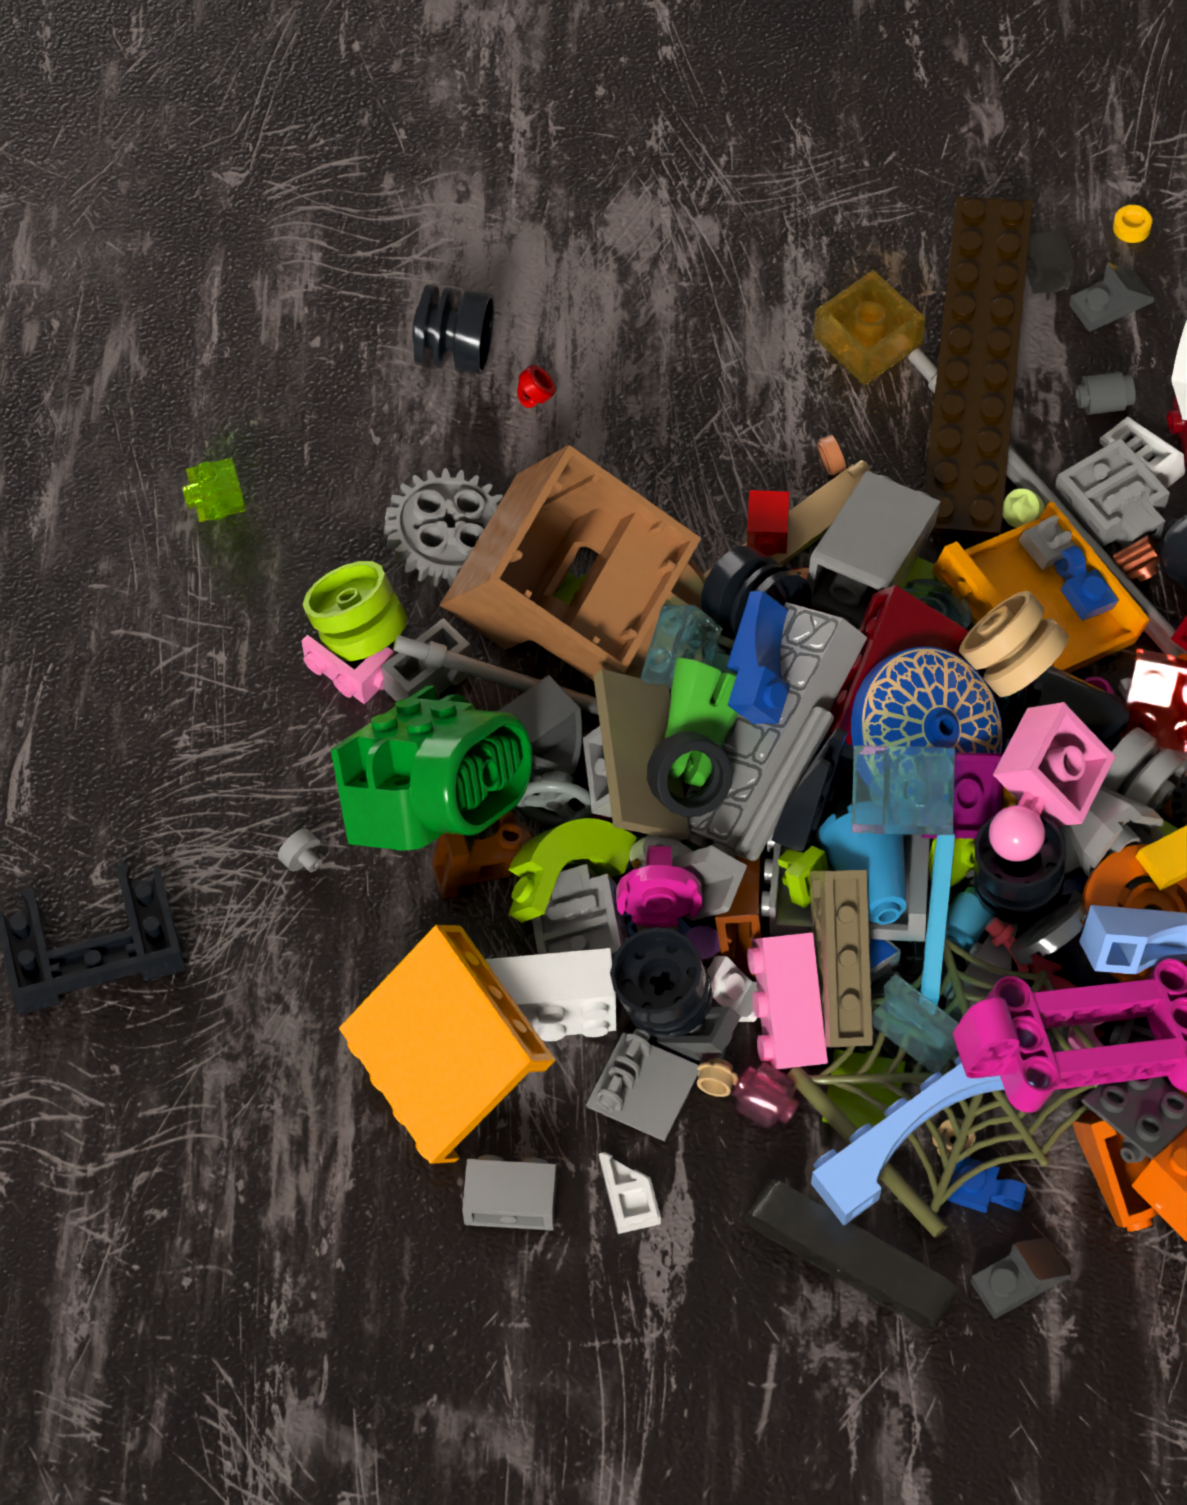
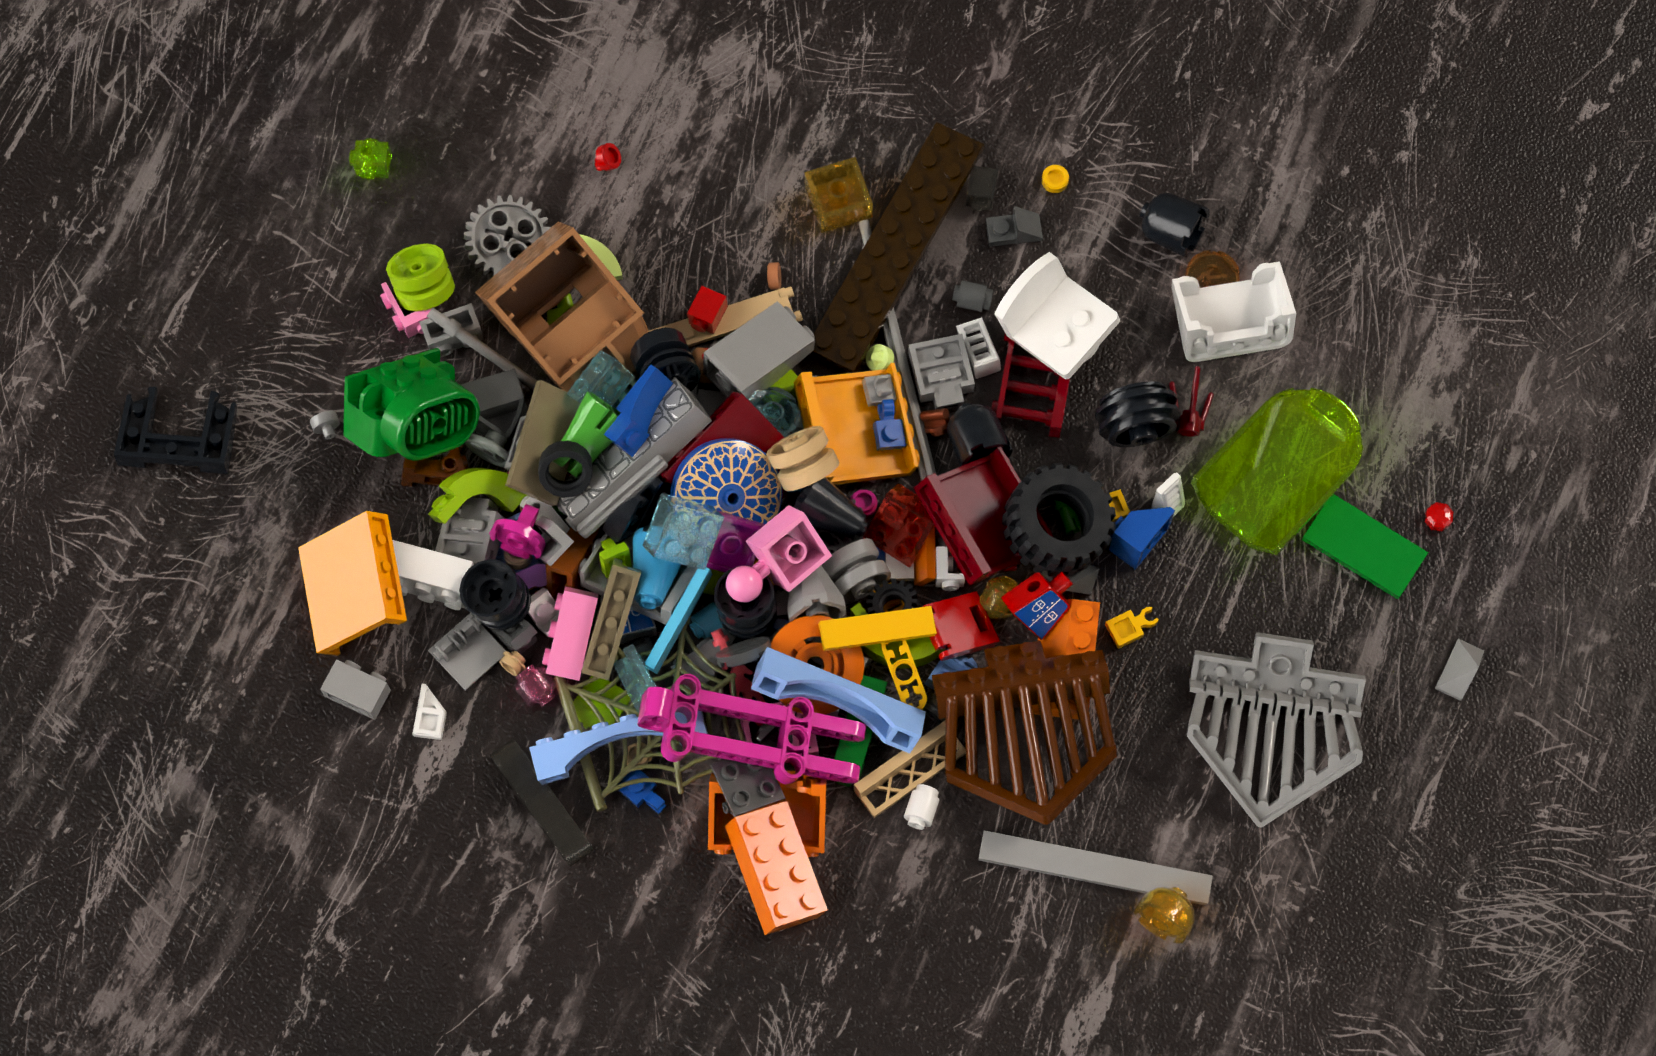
camera: 20 degrees right, 10 degrees up
(448, 328) = (568, 100): black wheel -> none
(1020, 1276) = (638, 854): dark grey slope -> none

